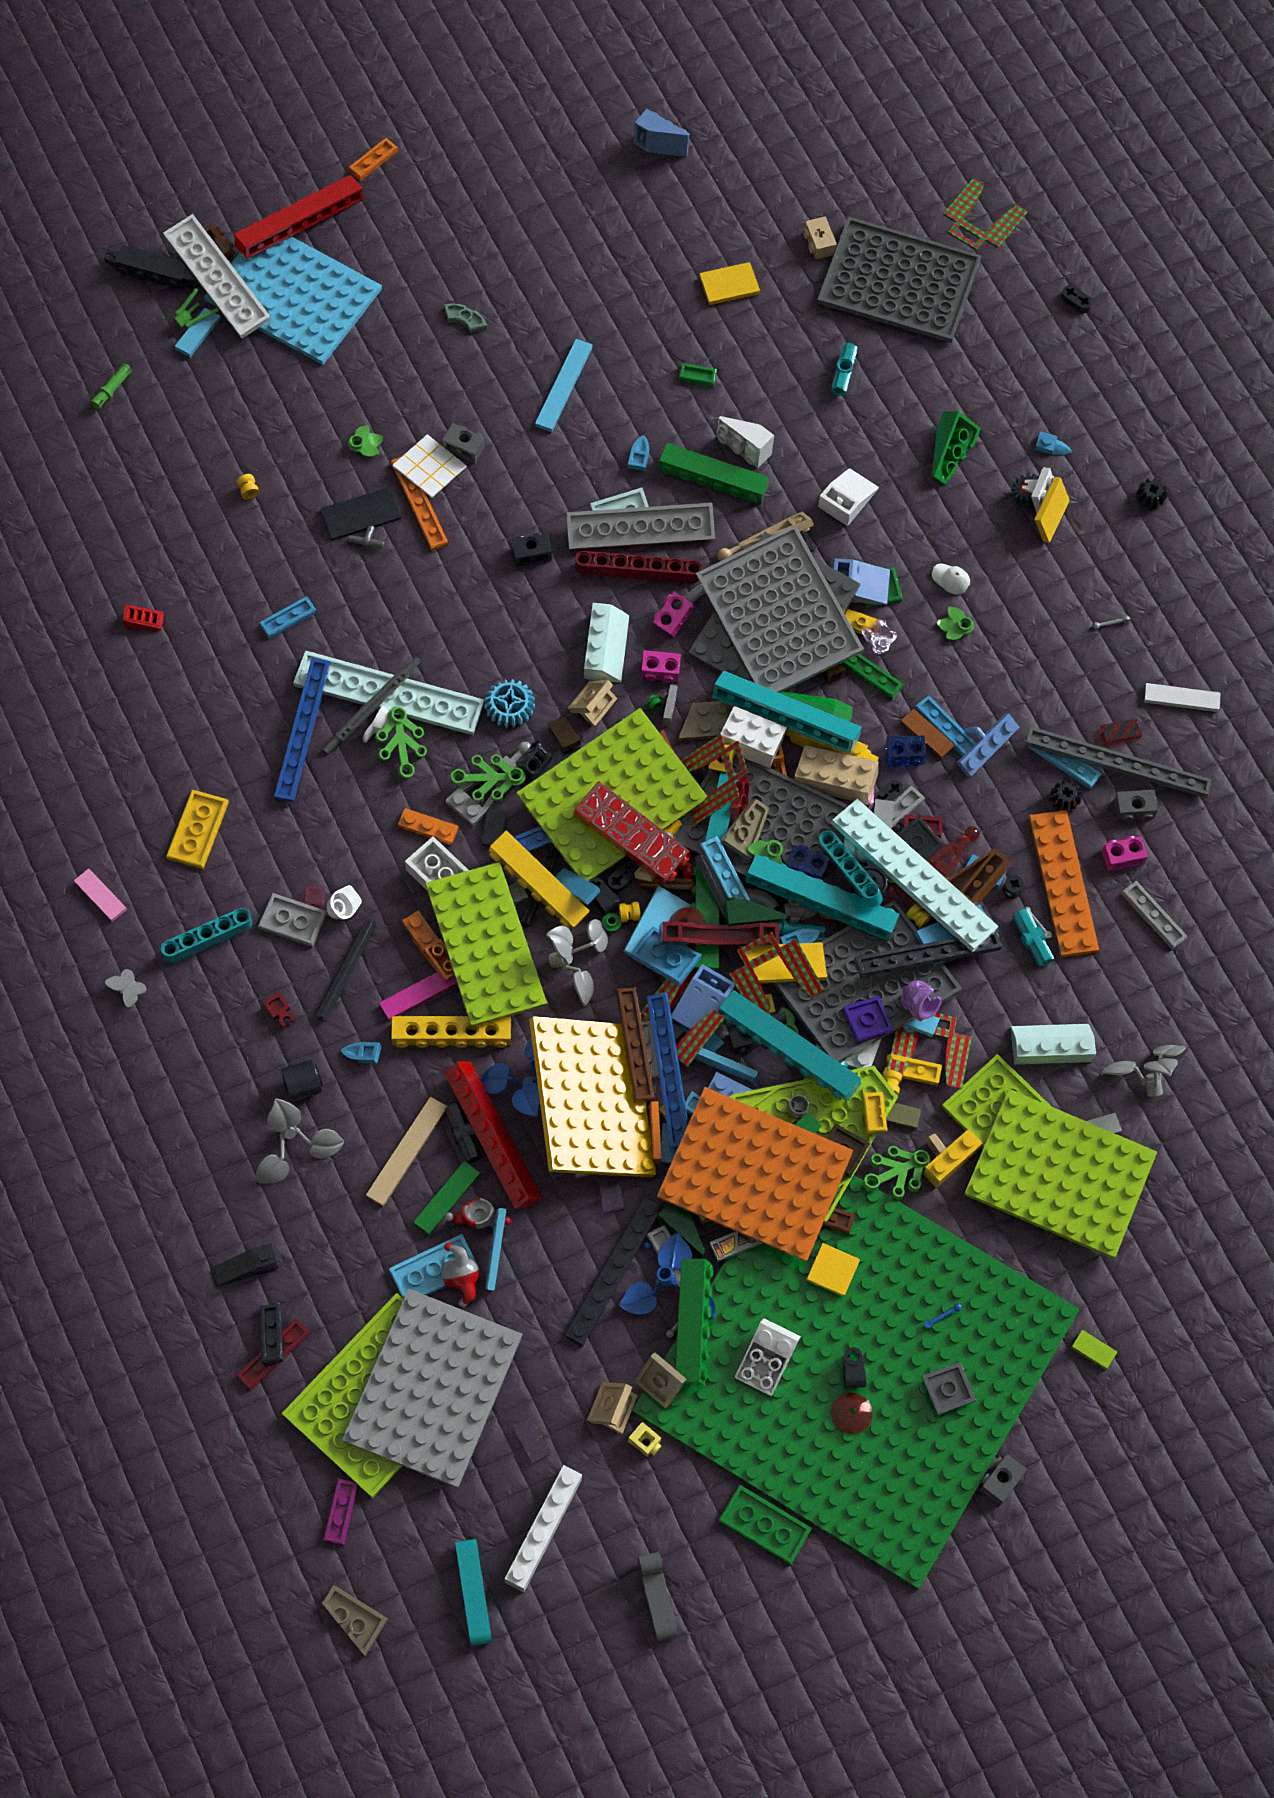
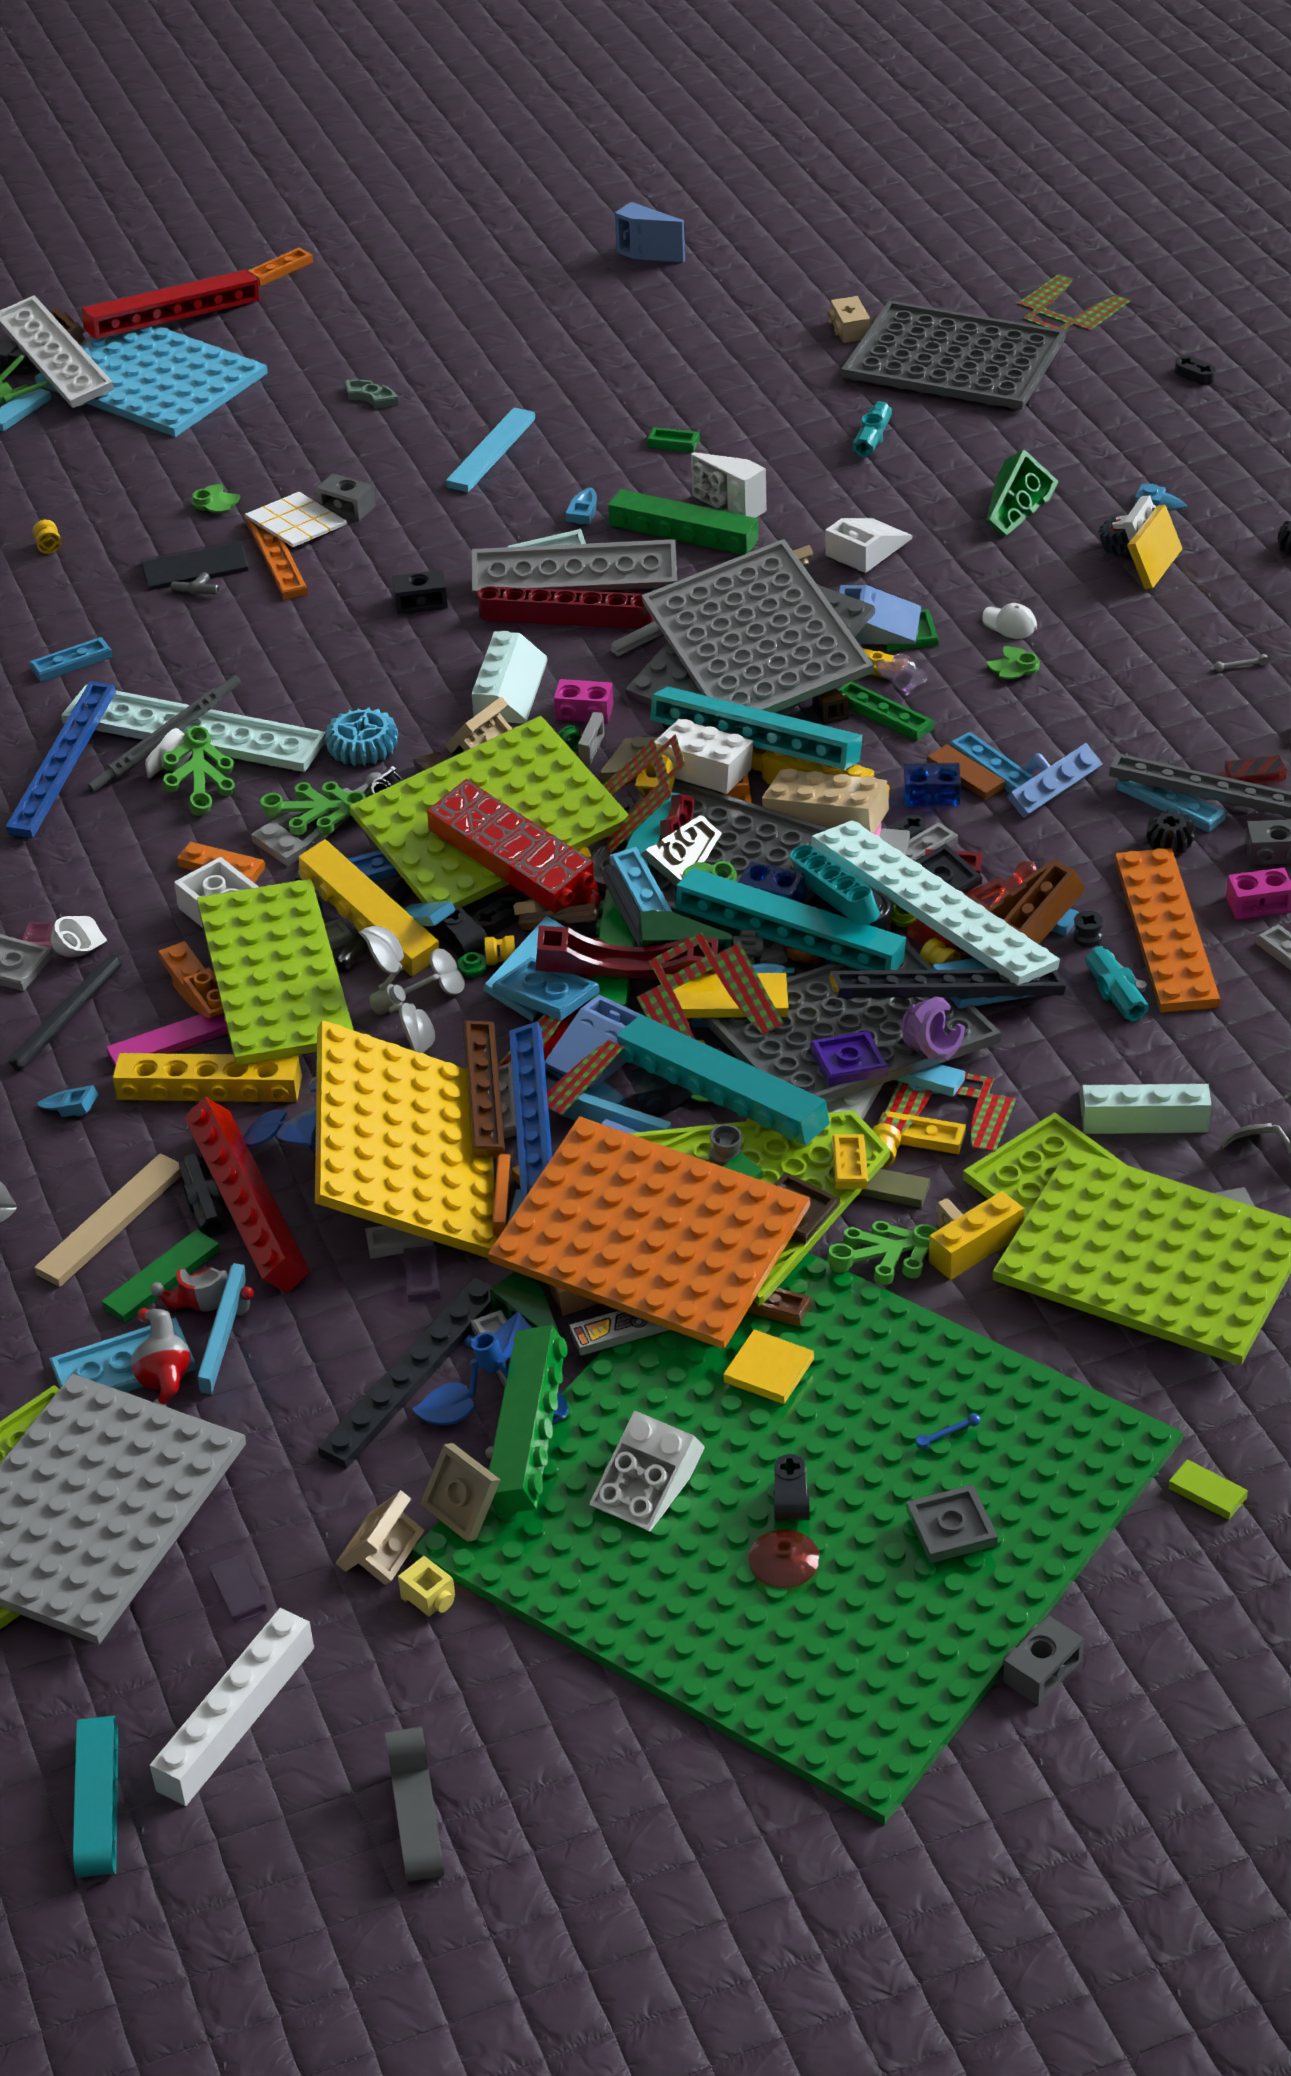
camera: 10 degrees right, 25 degrees down
(678, 616) = (608, 647): dark pink brick -> none
(729, 283) = (726, 362): yellow tile -> none
(765, 1525) = (620, 1718): green tile -> none

